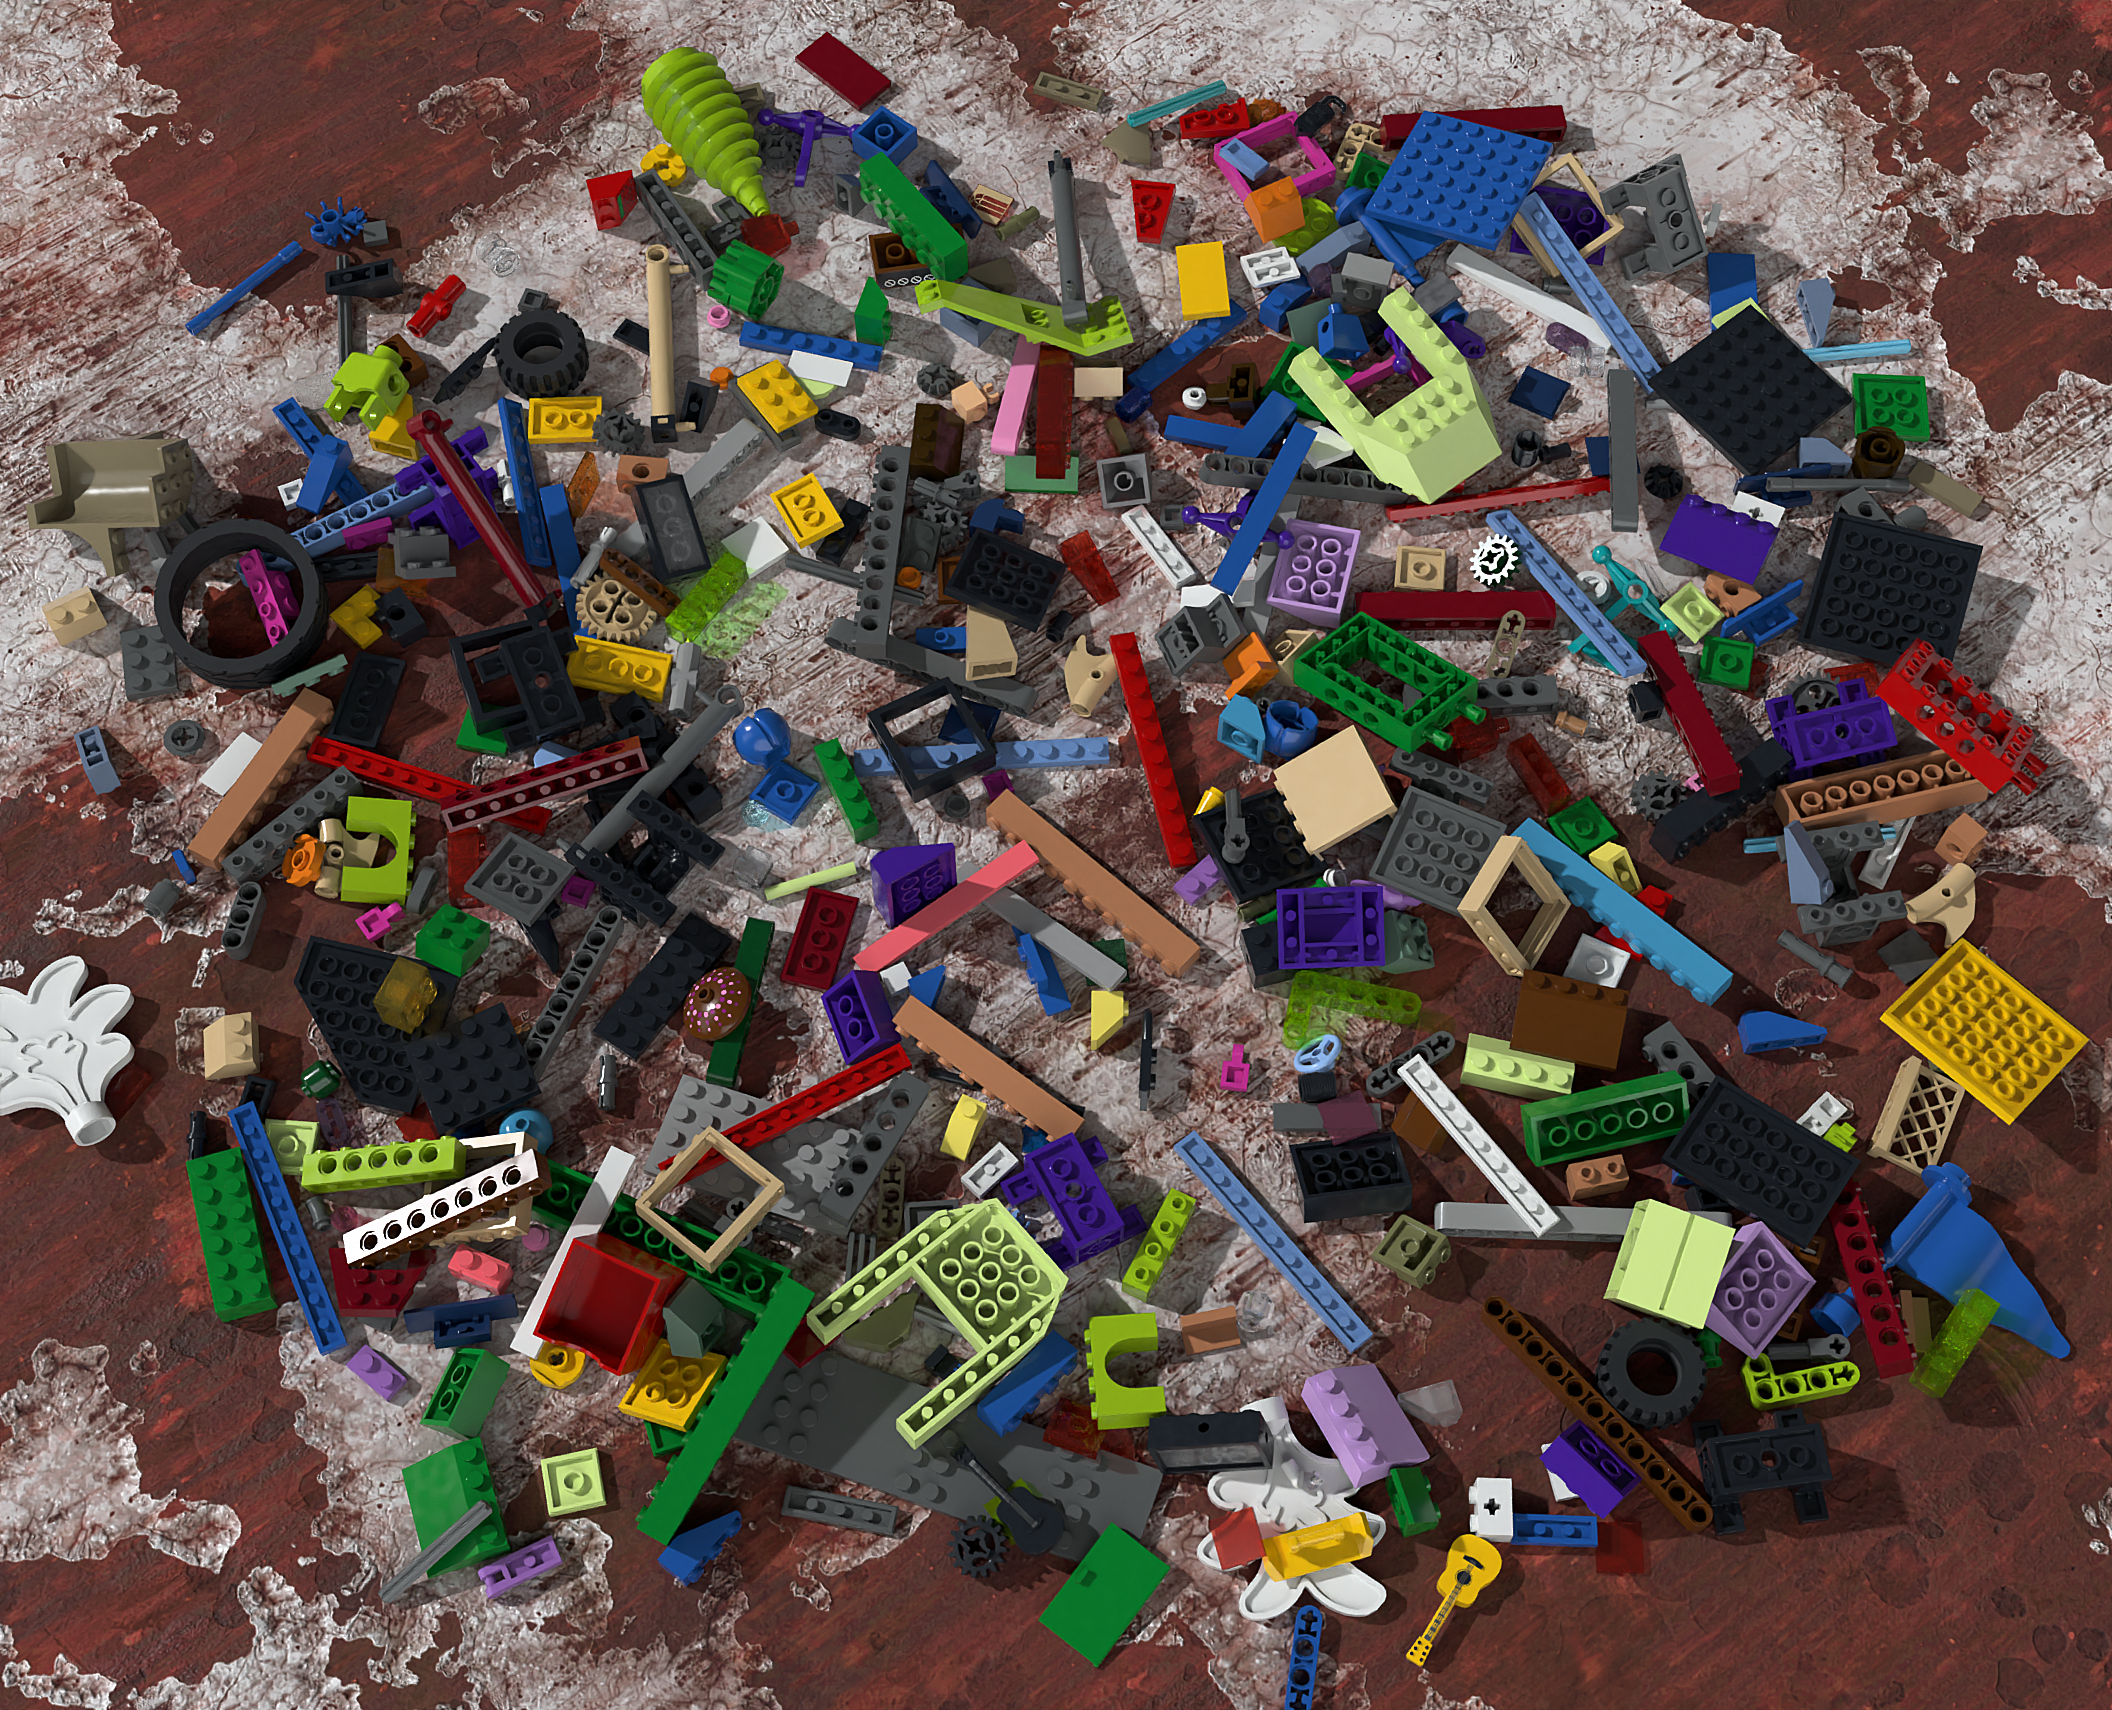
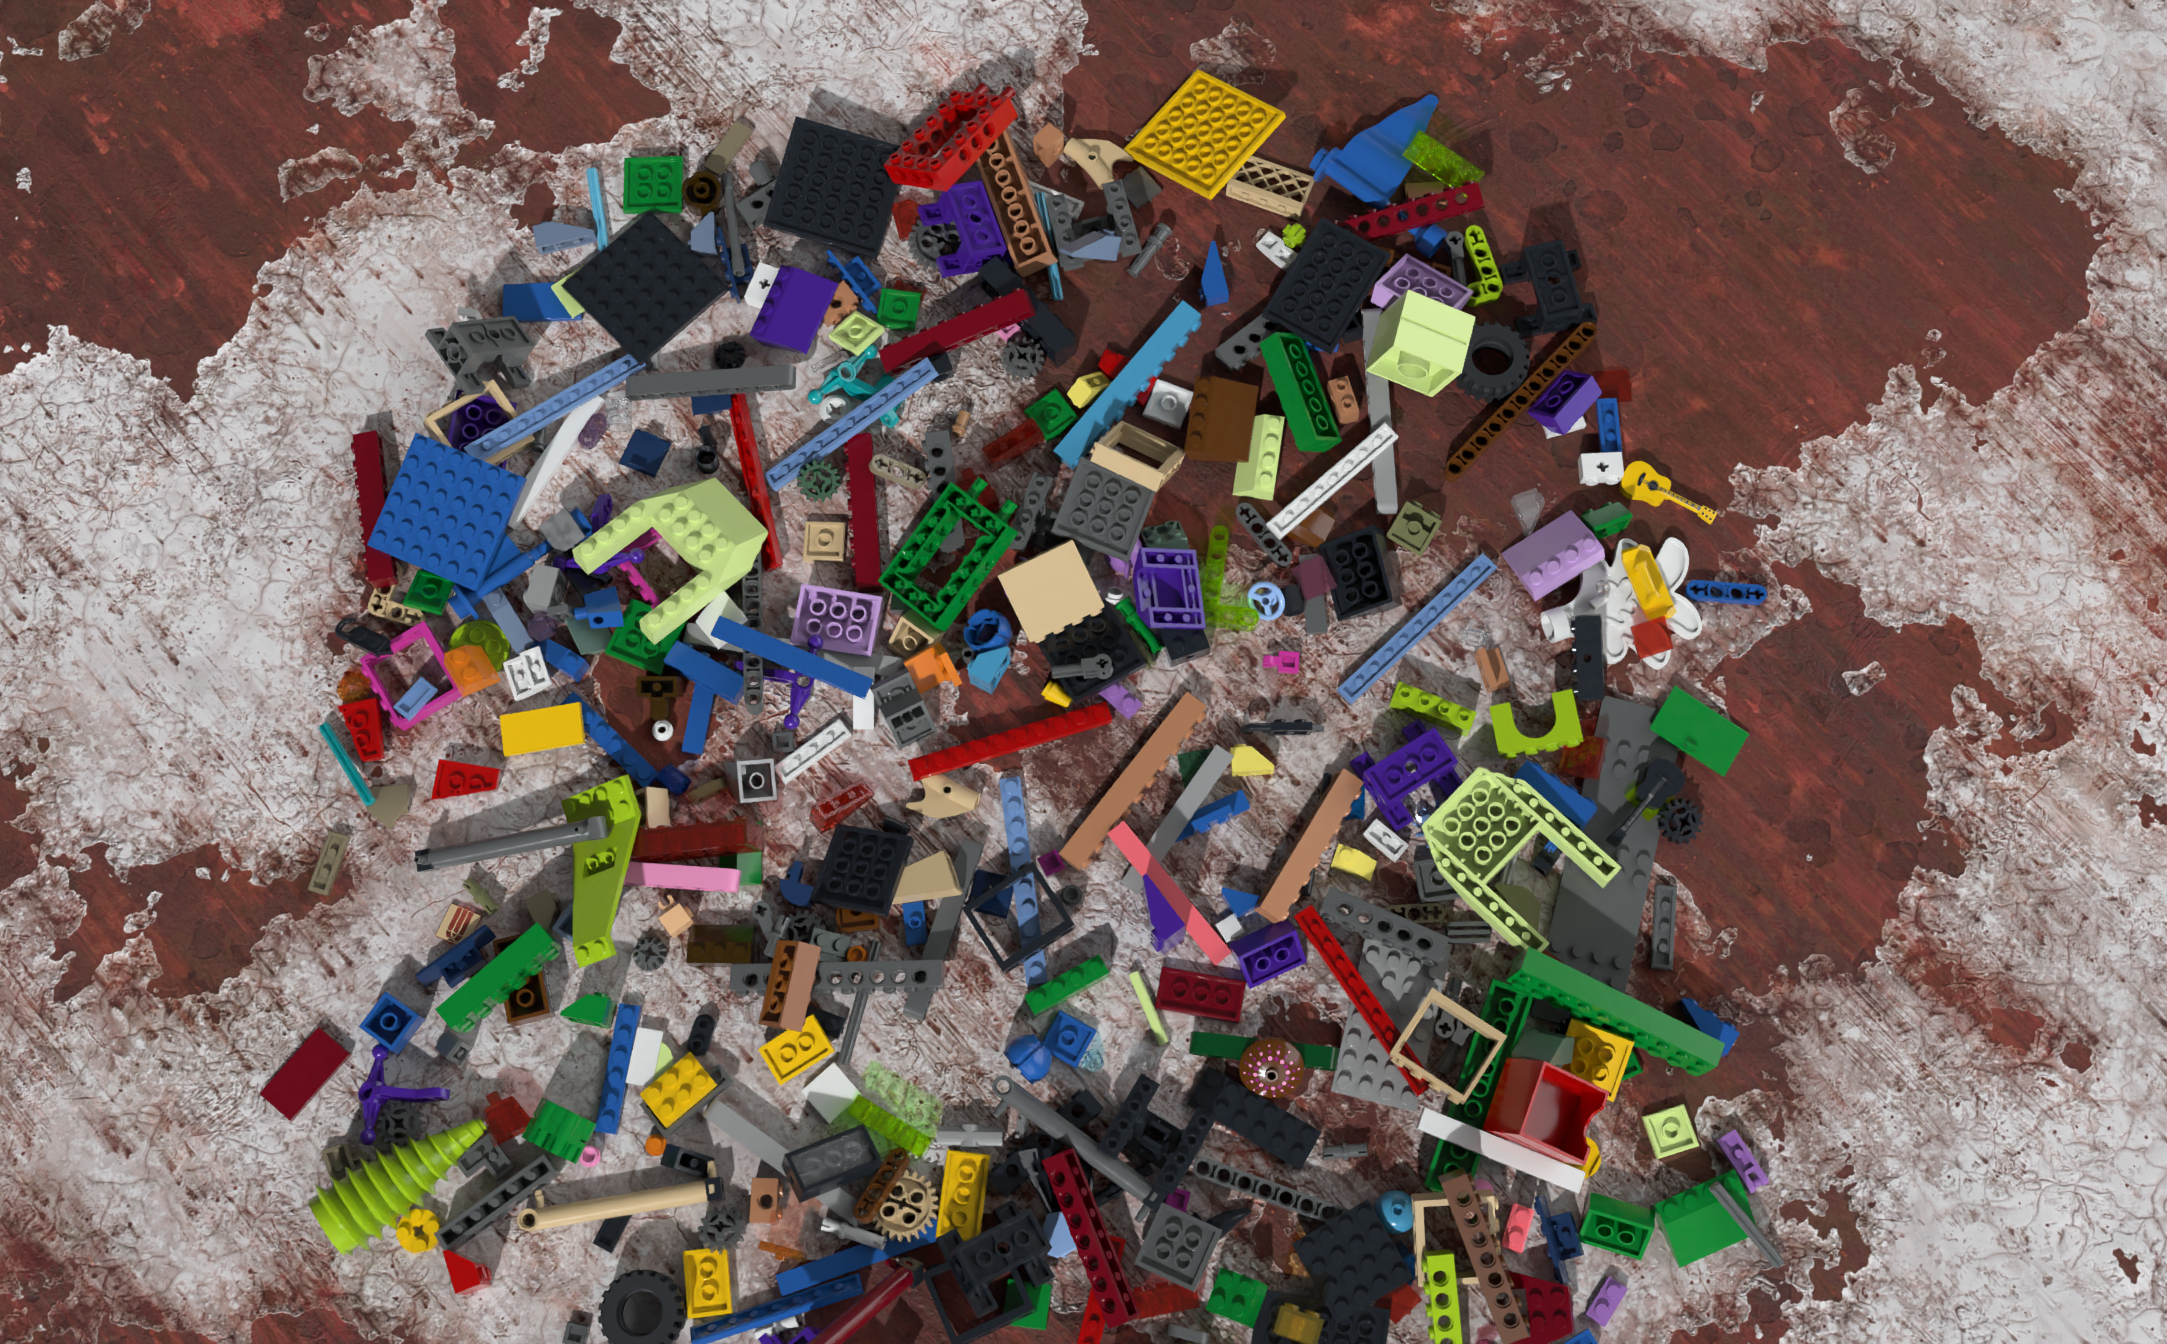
camera: 90 degrees left, 10 degrees up
(874, 495) = (789, 985): none -> dark orange slope

